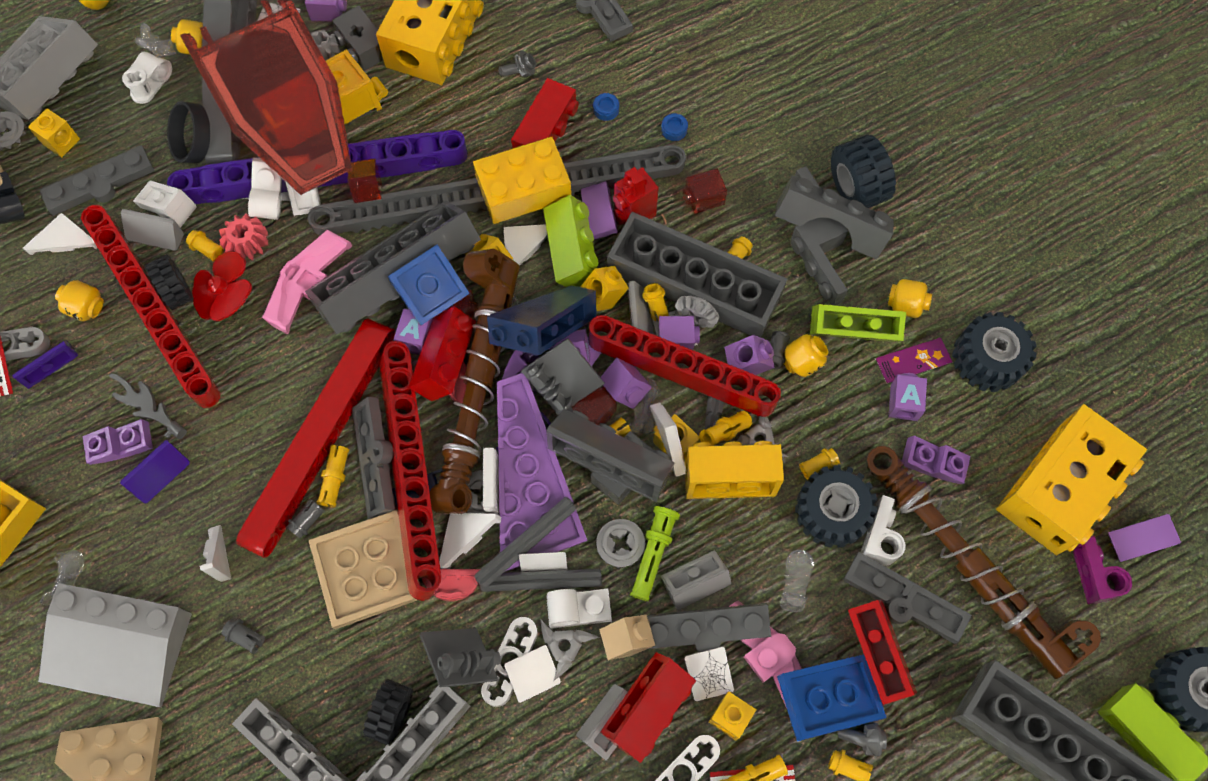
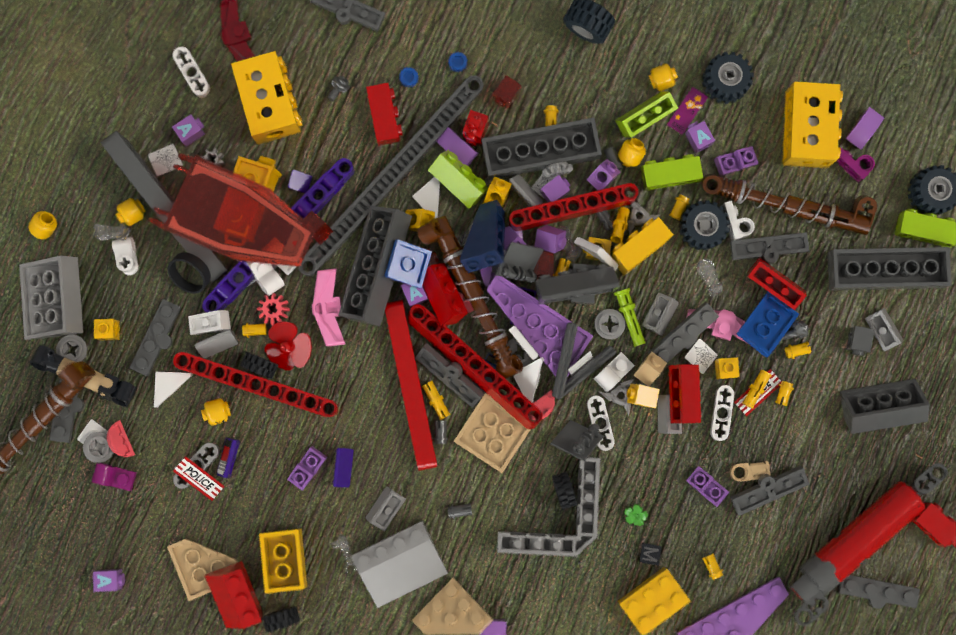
camera: 35 degrees left, 15 degrees up
(146, 402) = (302, 436): dark grey piece -> none
(160, 563) = (385, 508): none -> light grey slope
(216, 555) = (413, 484): white tile -> none
(359, 37) = (222, 132): dark grey brick -> none
(392, 125) = (299, 181): none -> slope
(522, 179) = (406, 163): yellow brick -> none
(532, 673) = (616, 420): white sticker -> none
(590, 665) = (642, 395): none -> brick
(654, 296) = (529, 178): yellow pin -> none
(805, 201) = (571, 63): dark grey arch -> none
(812, 242) = (588, 74): dark grey bracket -> none
(840, 415) = (671, 172): none -> lime brick

